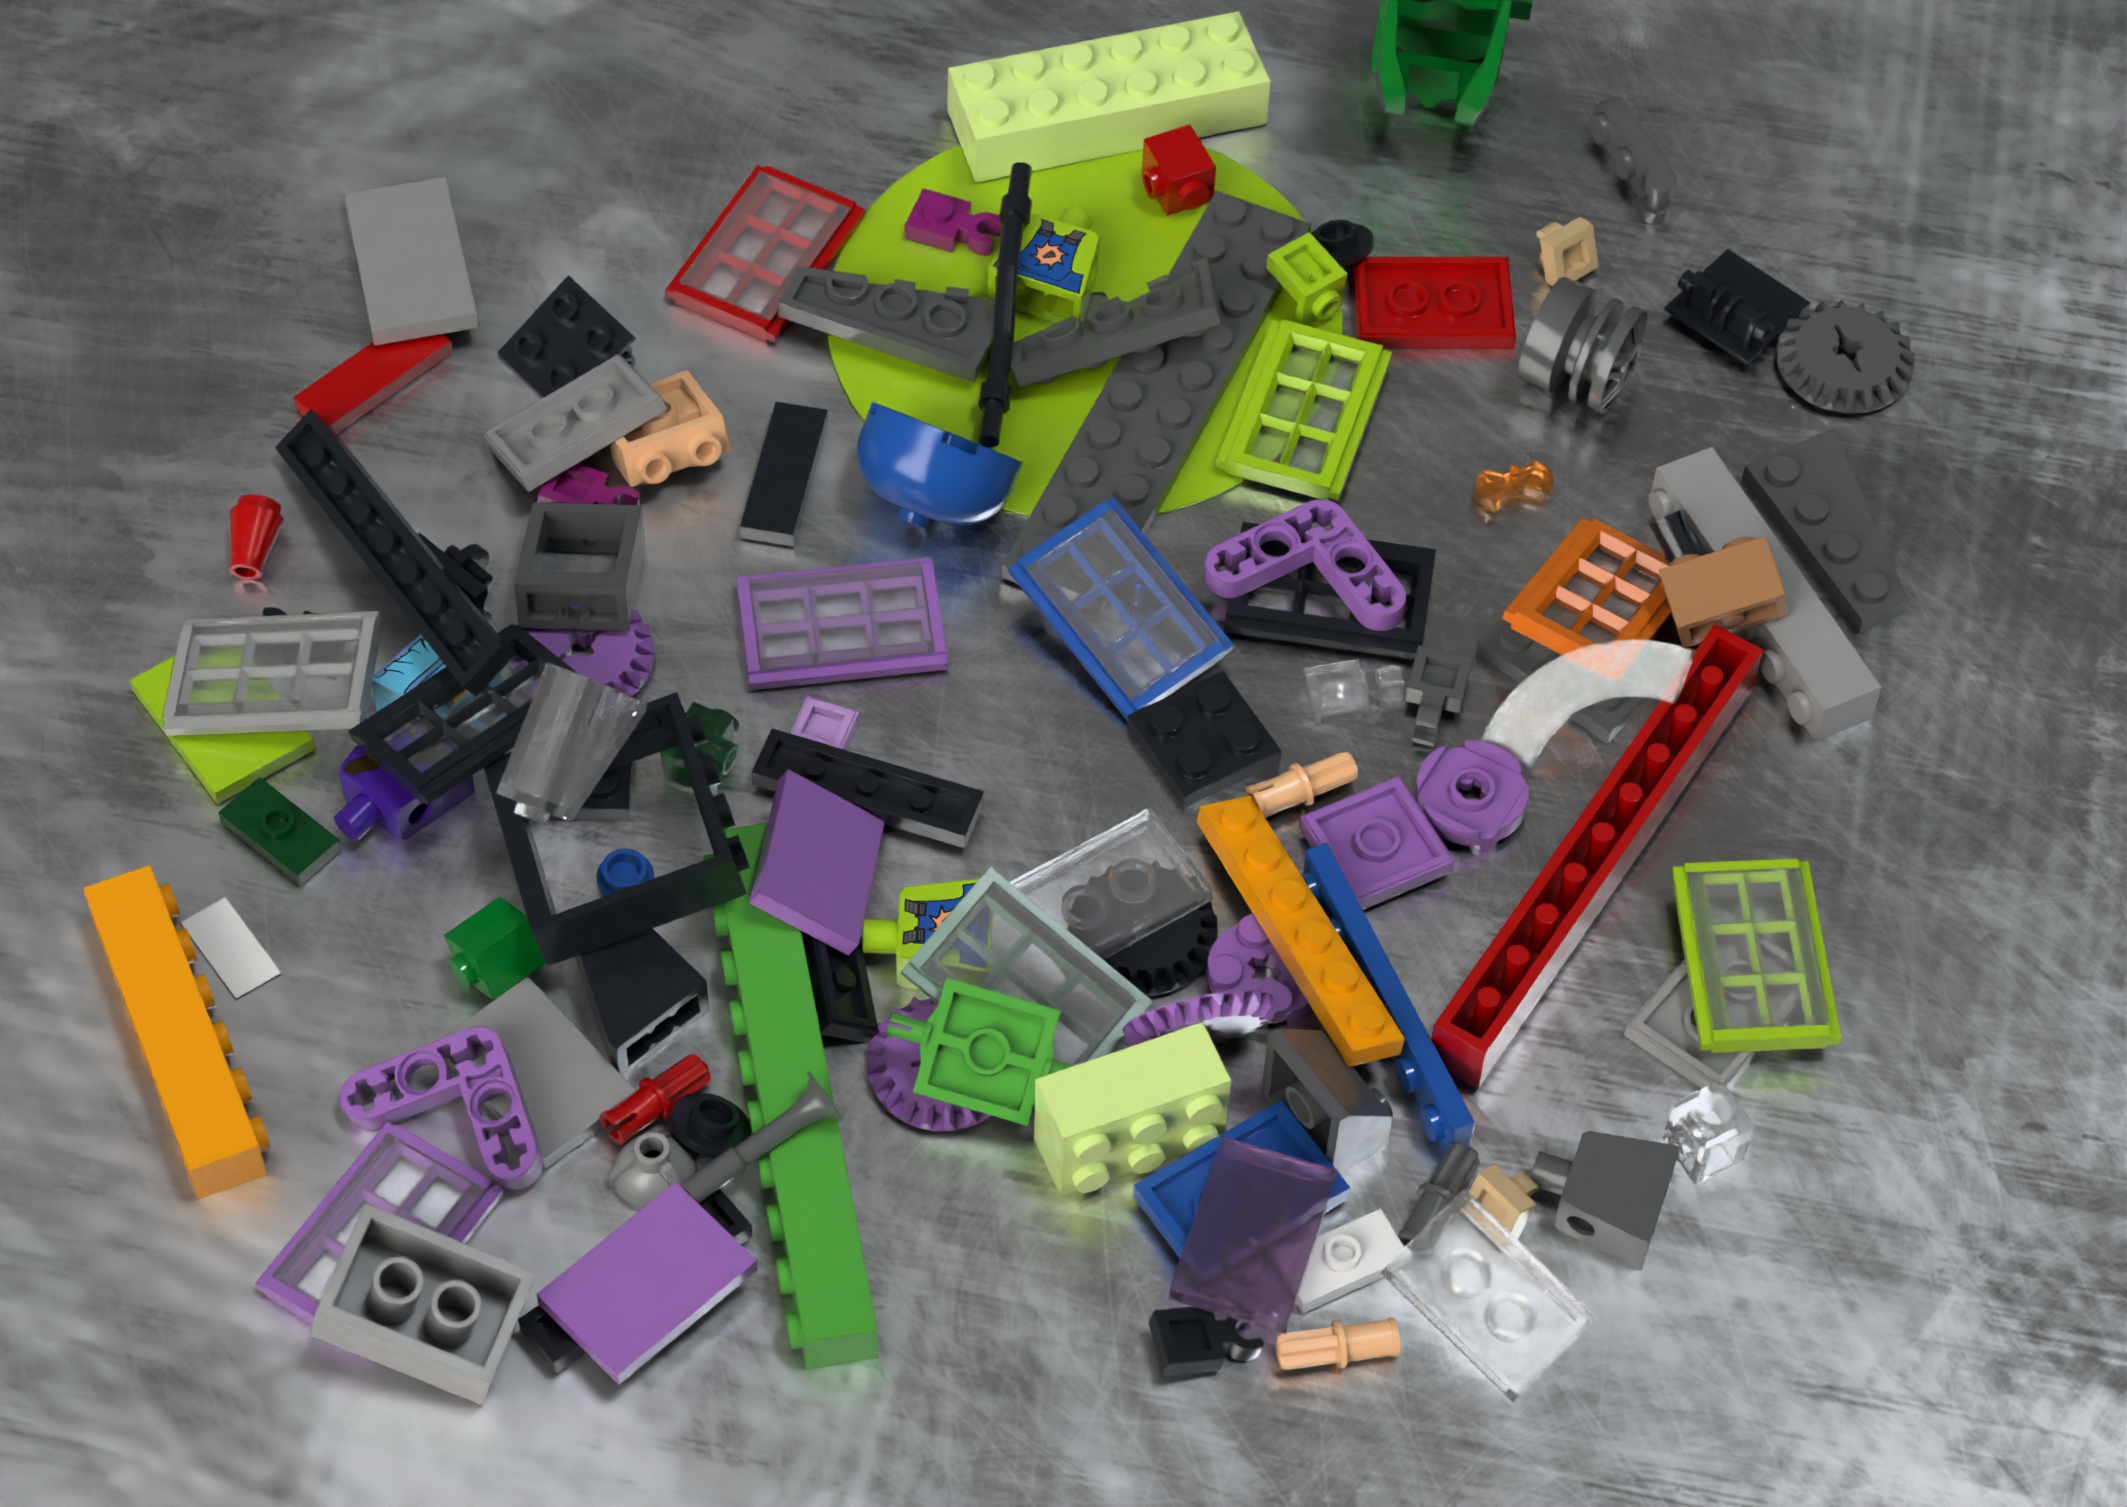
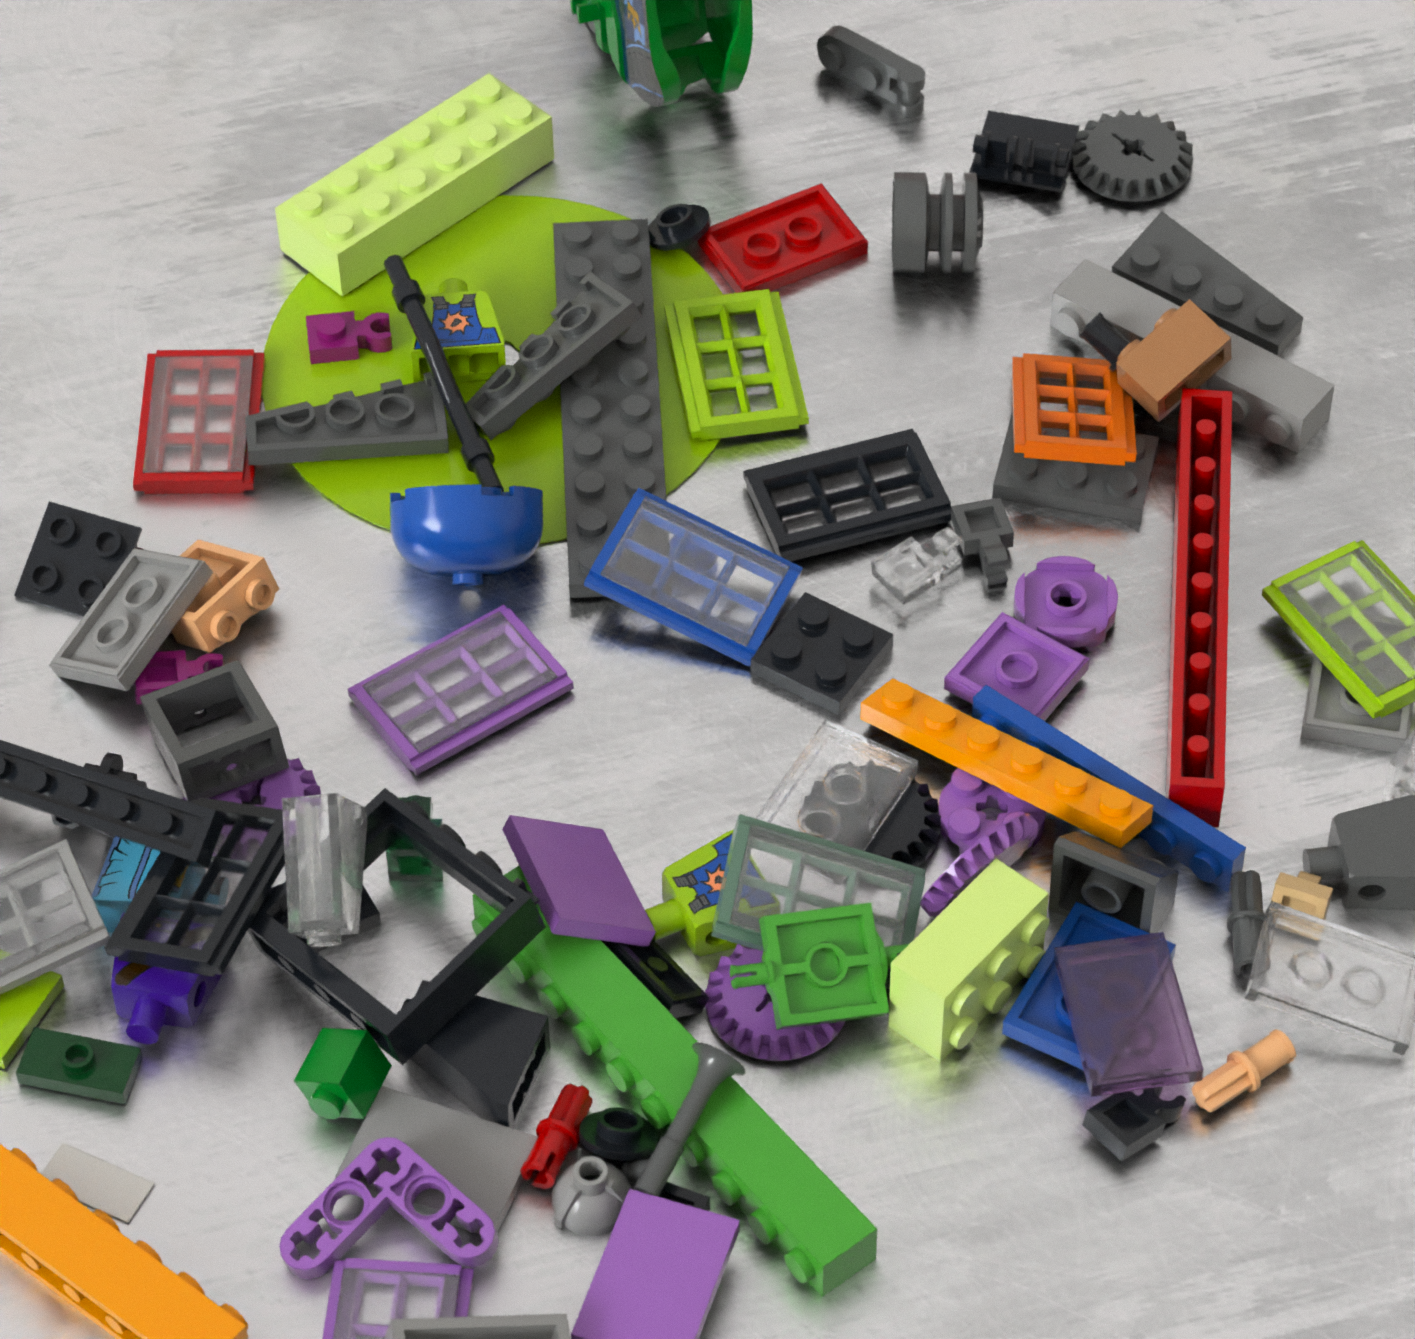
camera: 25 degrees left, 5 degrees down
(623, 870) = (408, 966): blue plate -> none
(784, 474) = (333, 590): black tile -> none
(826, 723) = (501, 780): lavender tile -> none
(885, 790) = (596, 802): black plate -> none
(1178, 170) = (512, 218): red brick -> none
(1303, 783) = (928, 651): light nougat axle -> none
(1309, 278) = (678, 257): lime bracket -> none
(1319, 547) = (826, 463): medium lavender beam -> none
(1348, 1259) = (1212, 996): white plate -> none
(1496, 488) = (927, 364): clear orange piece -> none
(1568, 250) = (867, 160): tan tile -> none
(1580, 680) = (1109, 472): clear tile -> none

